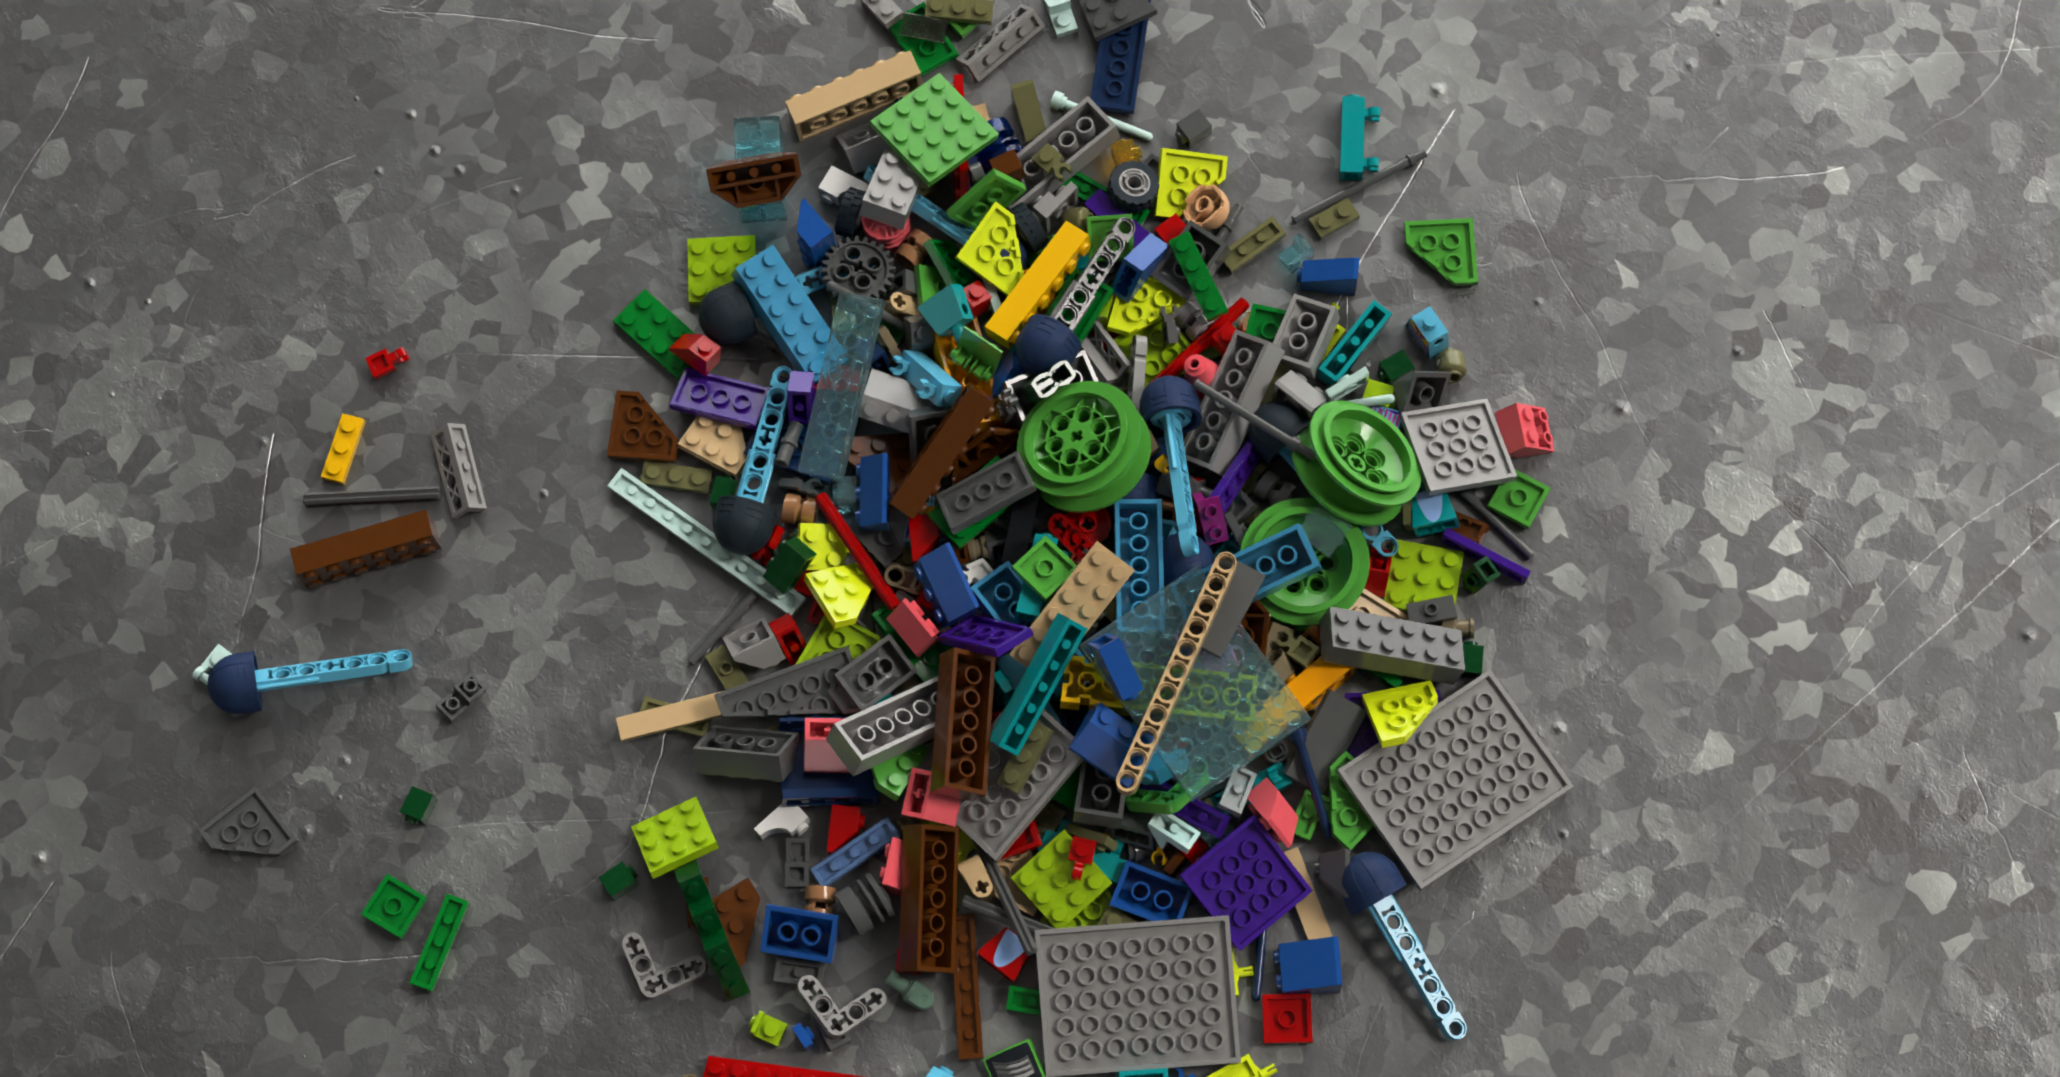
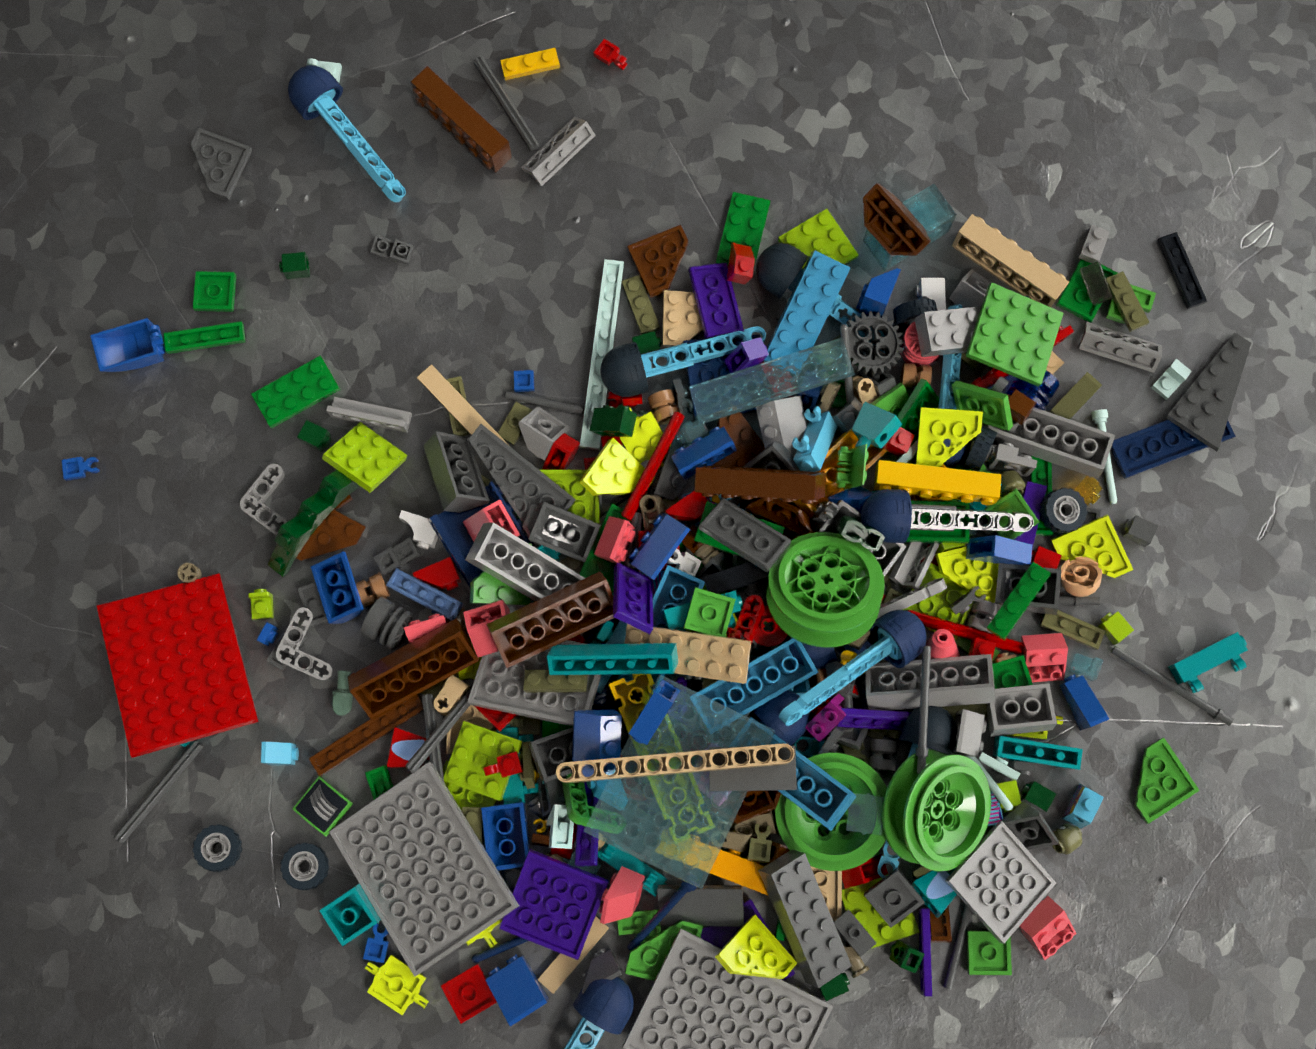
camera: 55 degrees right, 5 degrees up
(403, 1024) = (128, 346): none -> blue piece
(557, 877) = (295, 392): none -> green plate
(629, 812) = (370, 414): none -> light grey fence
(687, 636) = (524, 381): none -> blue plate
(789, 444) = (706, 369): dark grey pin -> none
(1051, 160) = (1044, 437): olive plate -> none
(1237, 792) = (616, 860): light grey plate -> none
(1265, 284) = (1045, 656): none -> coral slope
(1274, 204) = (1115, 627): none -> lime brick
(1334, 218) = (1133, 680): olive plate -> none
(1418, 553) = (894, 897): none -> dark grey plate

